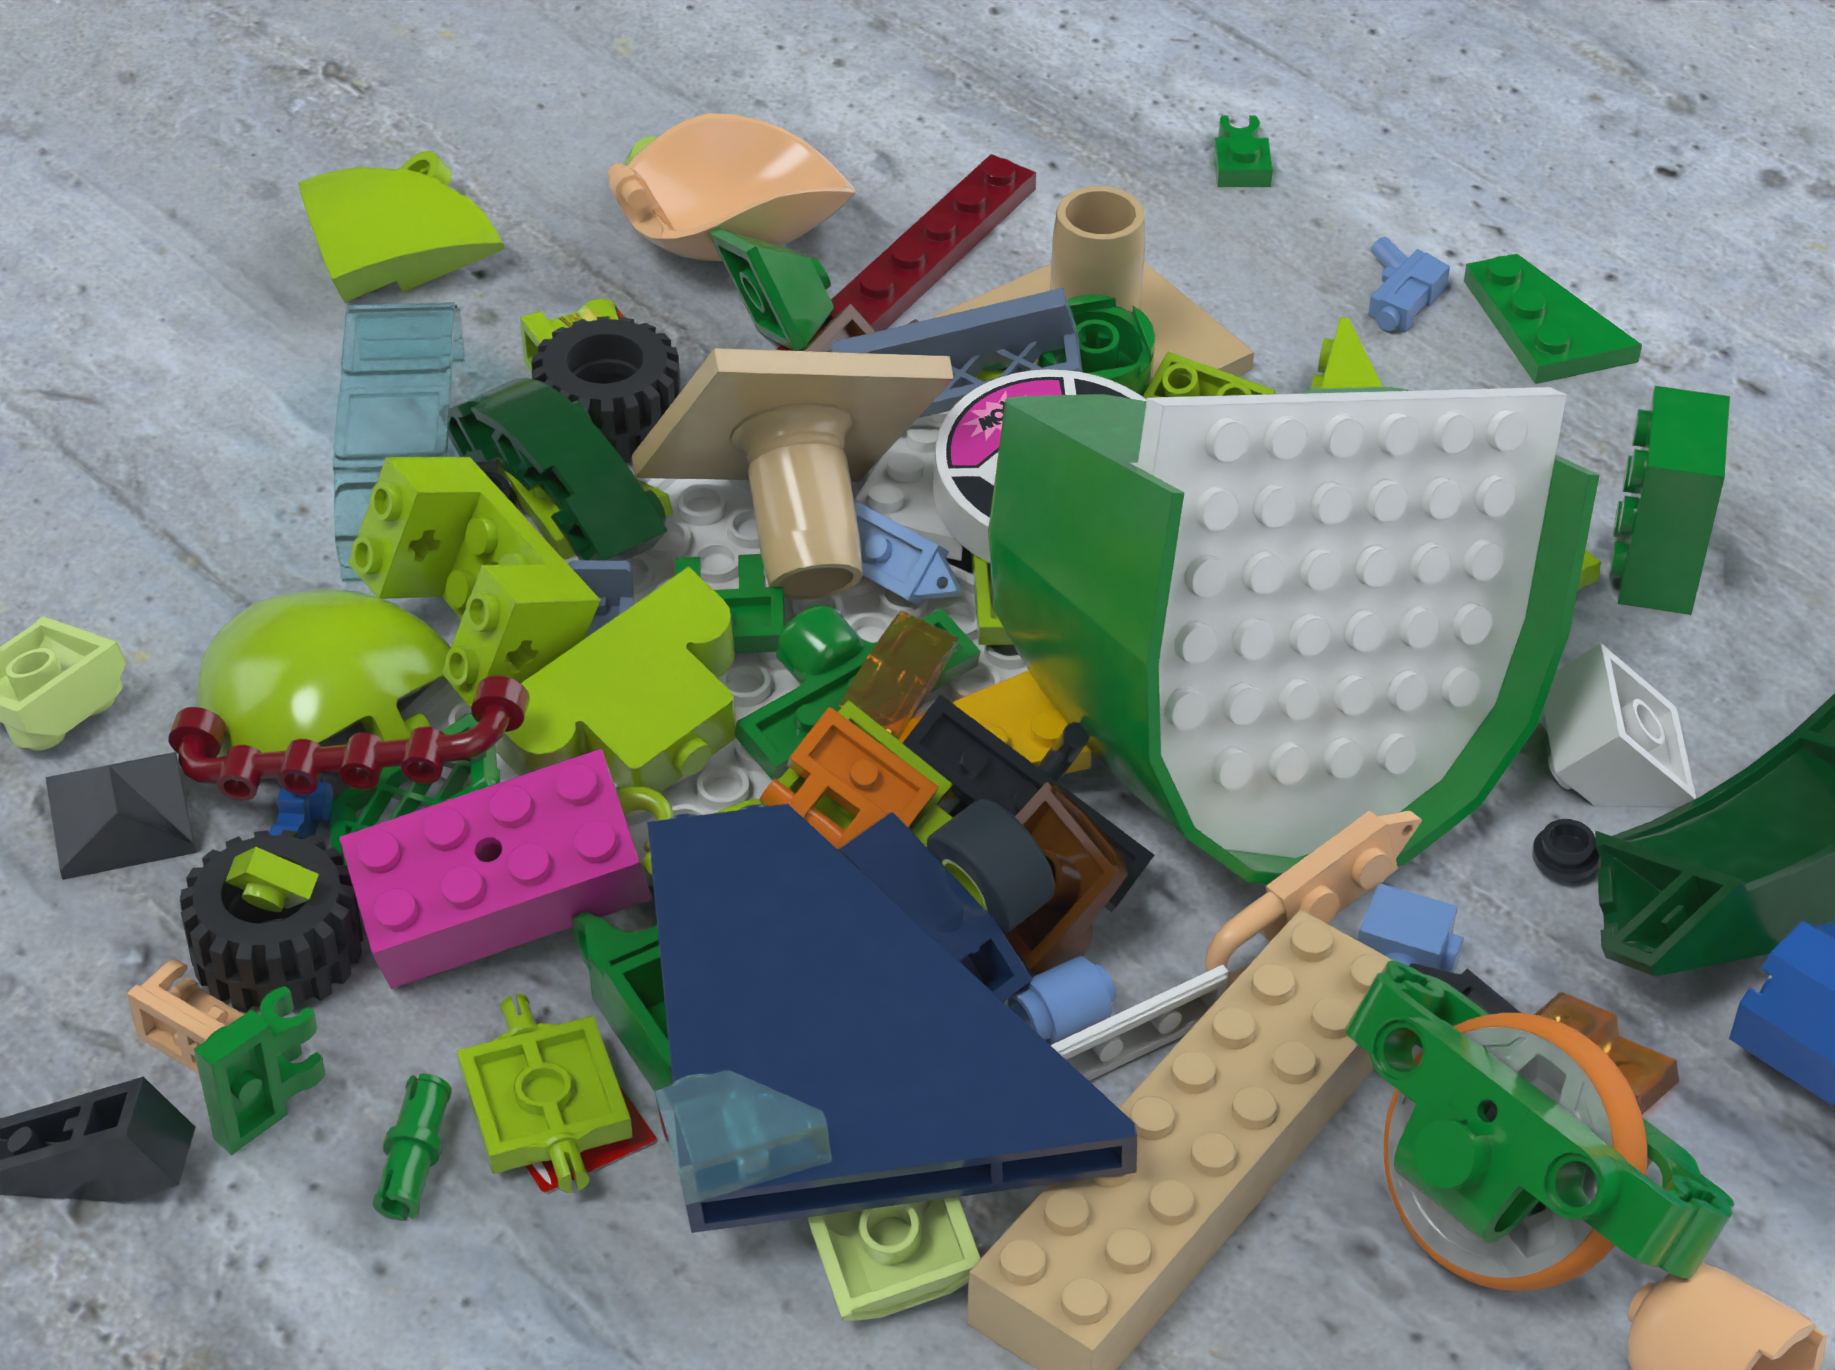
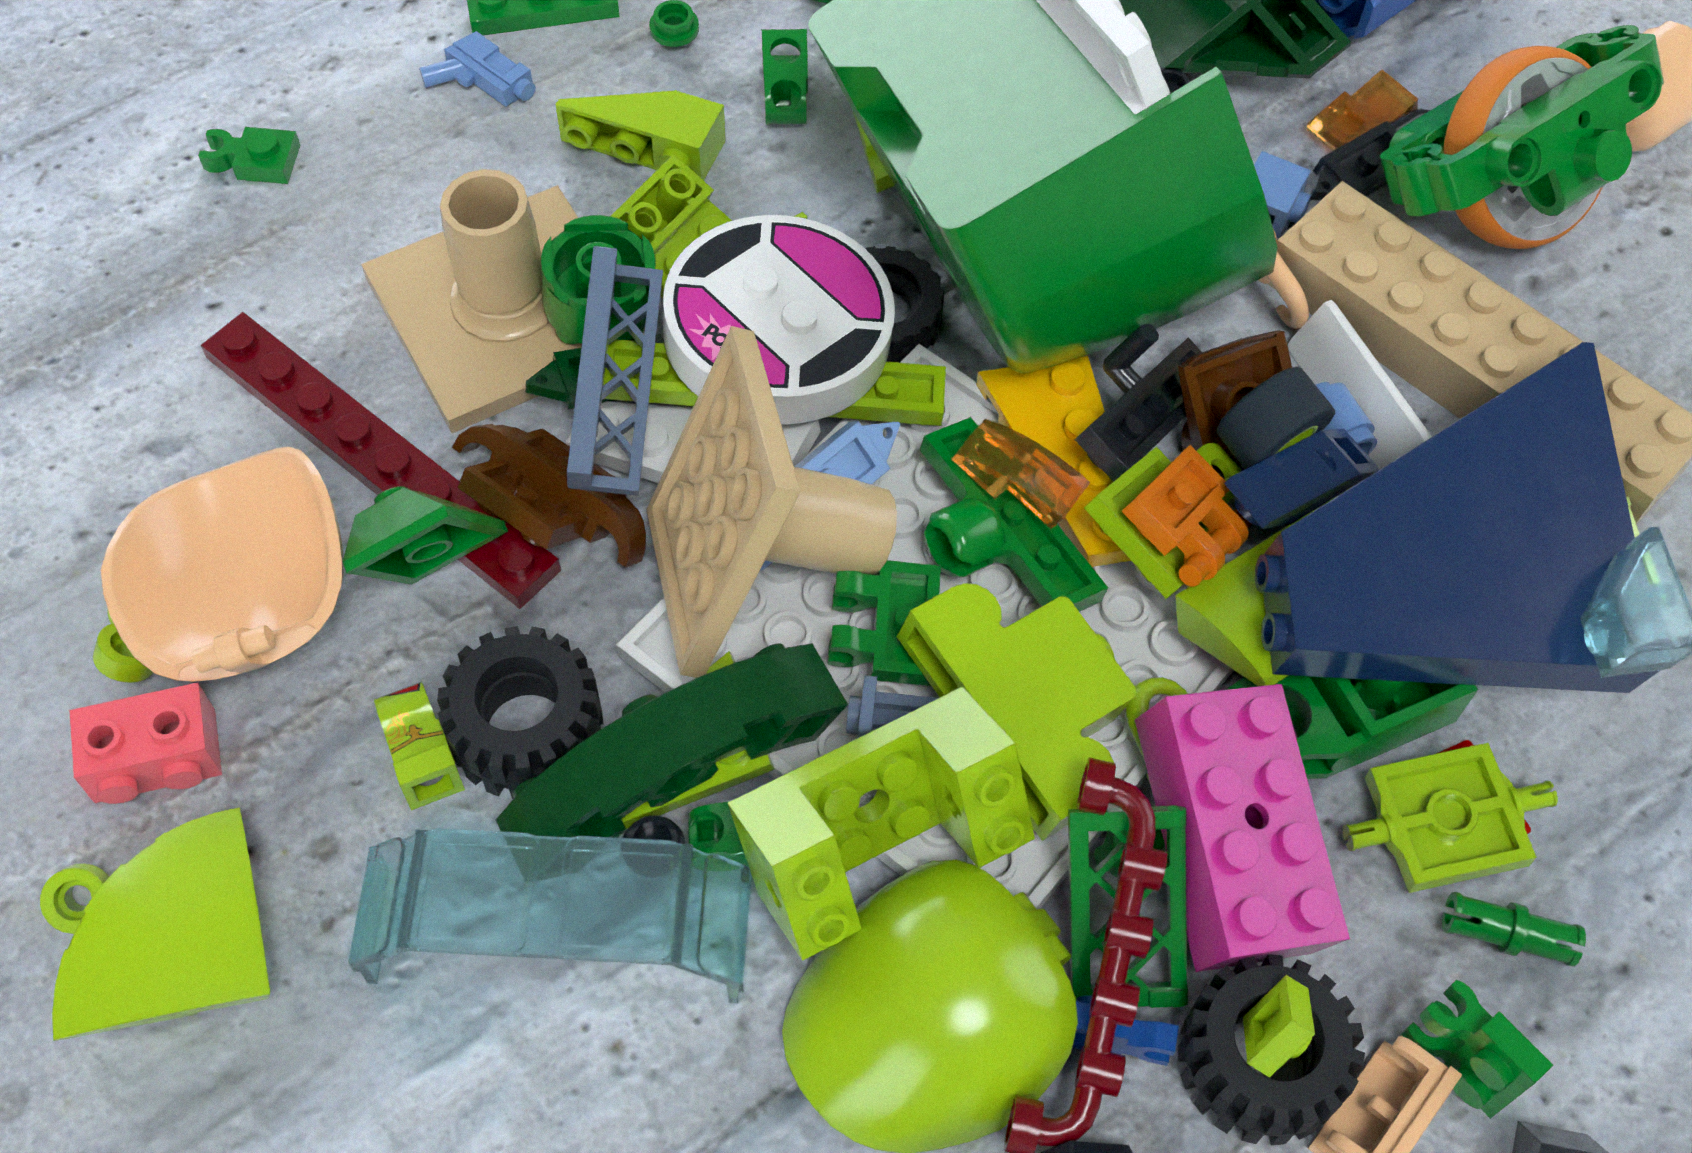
camera: 85 degrees left, 15 degrees up
(564, 190) = (145, 744): none -> coral brick

